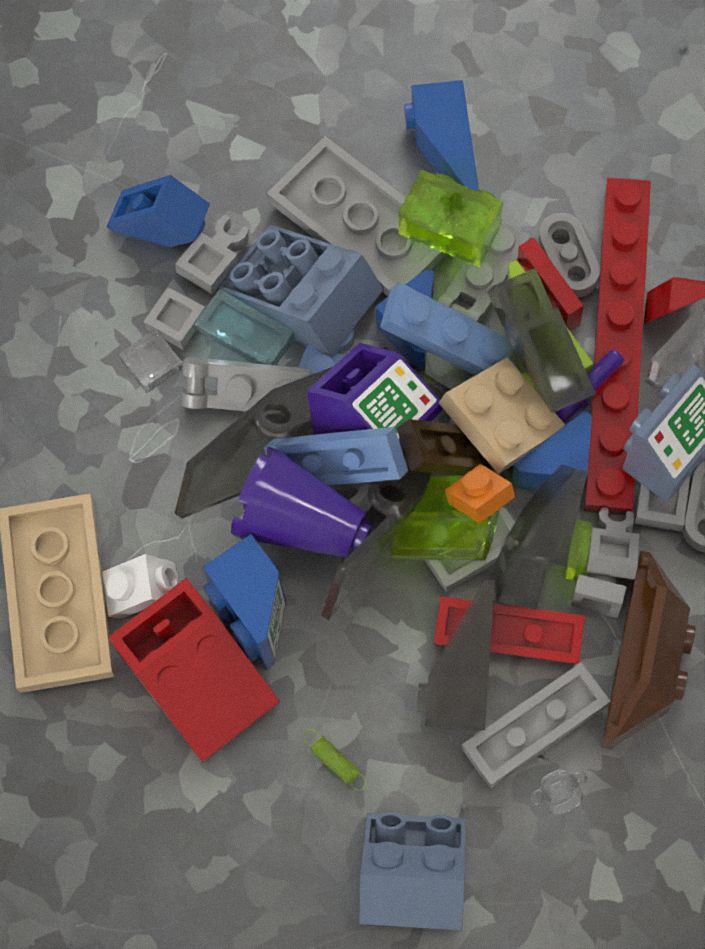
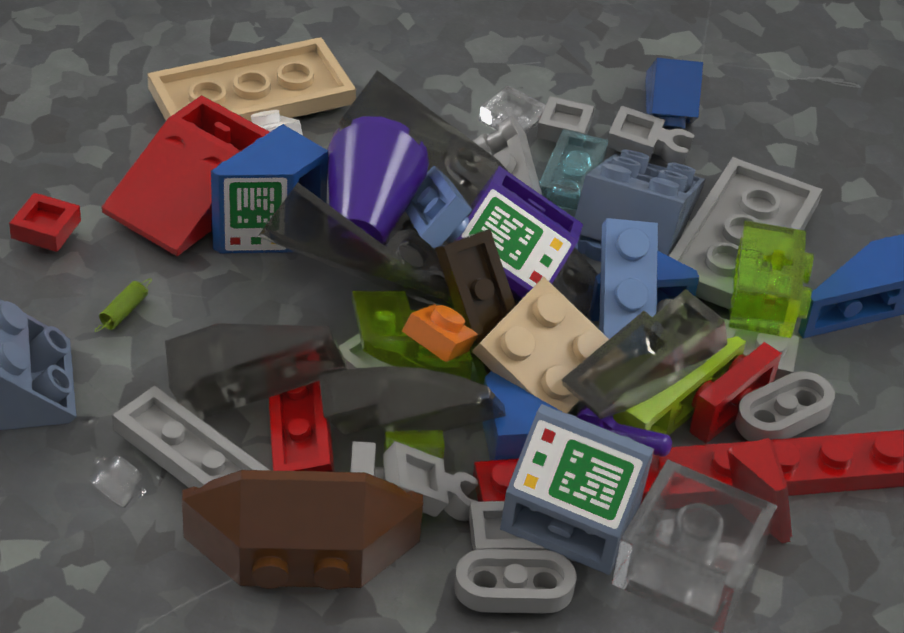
camera: 65 degrees right, 25 degrees down
(215, 816) = (45, 222): none -> red plate

